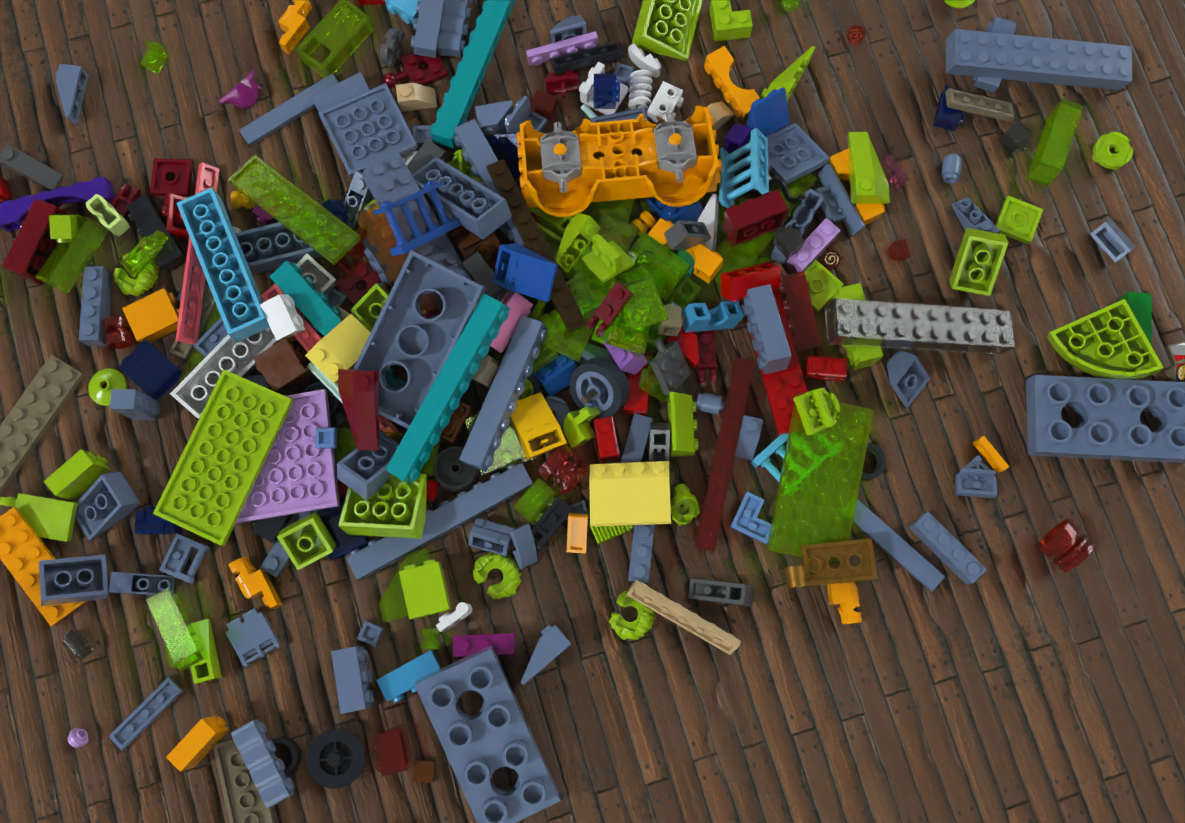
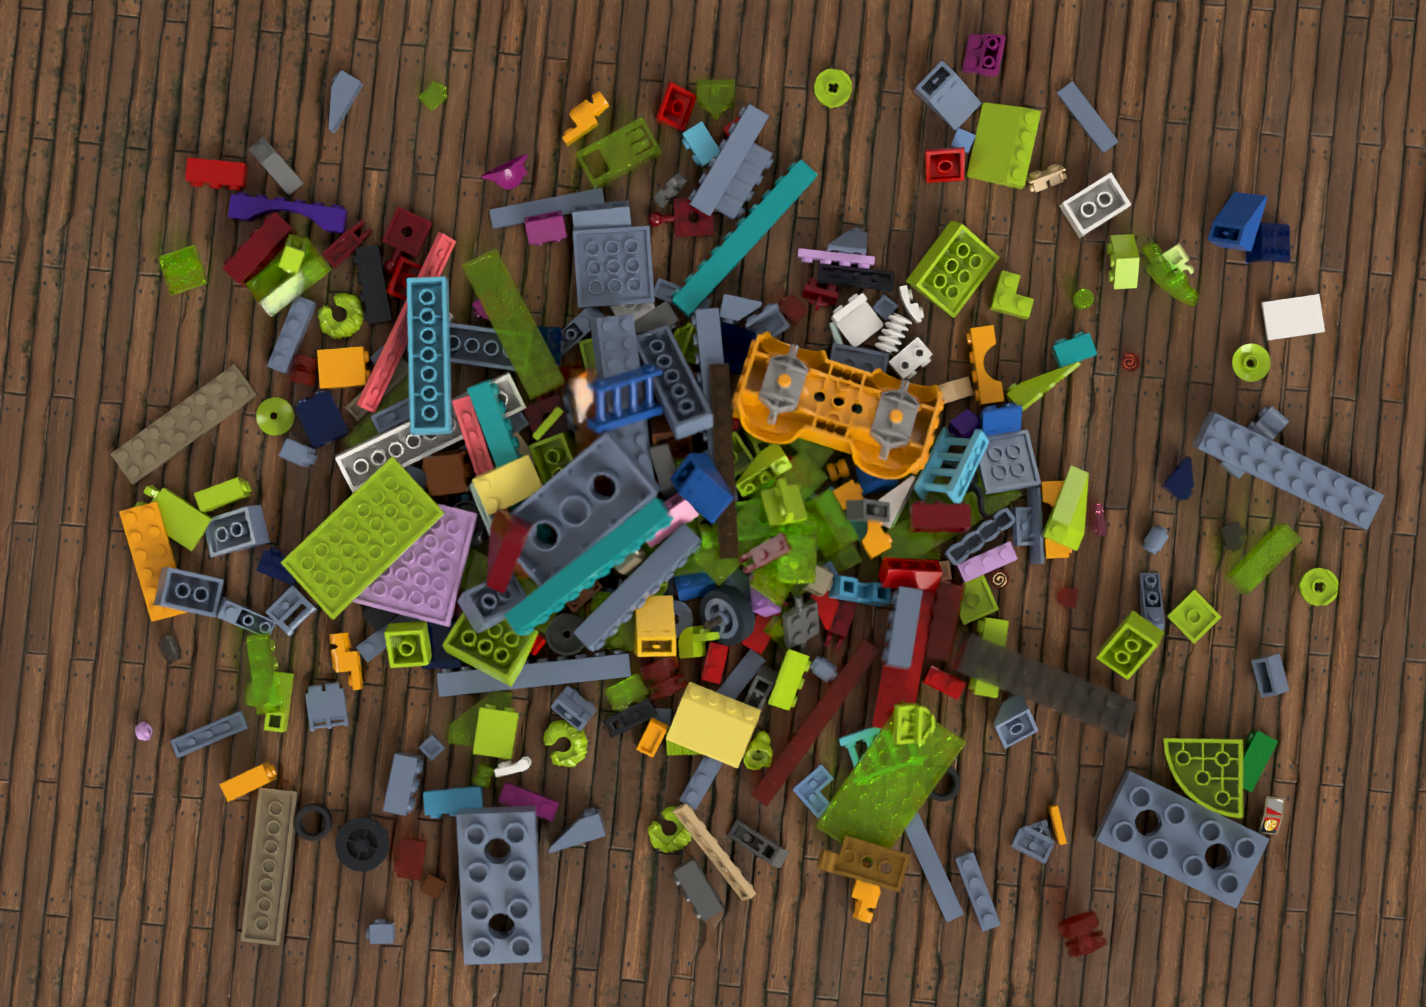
camera: 20 degrees right, 10 degrees up
(107, 215) = (334, 248): yellowish green brick -> none
(144, 253) = (356, 306): clear neon green hinge -> none
(240, 200) = (464, 284): light orange wheel -> none
(262, 763) = (298, 822): sand blue brick -> none
(282, 316) = (465, 433): white brick -> none
(294, 123) = (545, 228): none -> magenta brick
(326, 438) = (461, 561): medium blue tile -> none
(360, 281) = (547, 423): none -> lime tile
(415, 97) = (673, 248): tan slope -> none
(525, 546) = (600, 729): sand blue slope -> none
(606, 91) = (856, 327): clear blue brick -> none
(683, 660) = (697, 889): none -> dark grey brick
(748, 437) = (844, 716): sand blue slope -> none
(788, 241) = (961, 552): clear smoke brick -> none
(805, 37) = (1074, 350): none -> teal brick
(979, 105) = (1211, 489): dark tan tile -> none

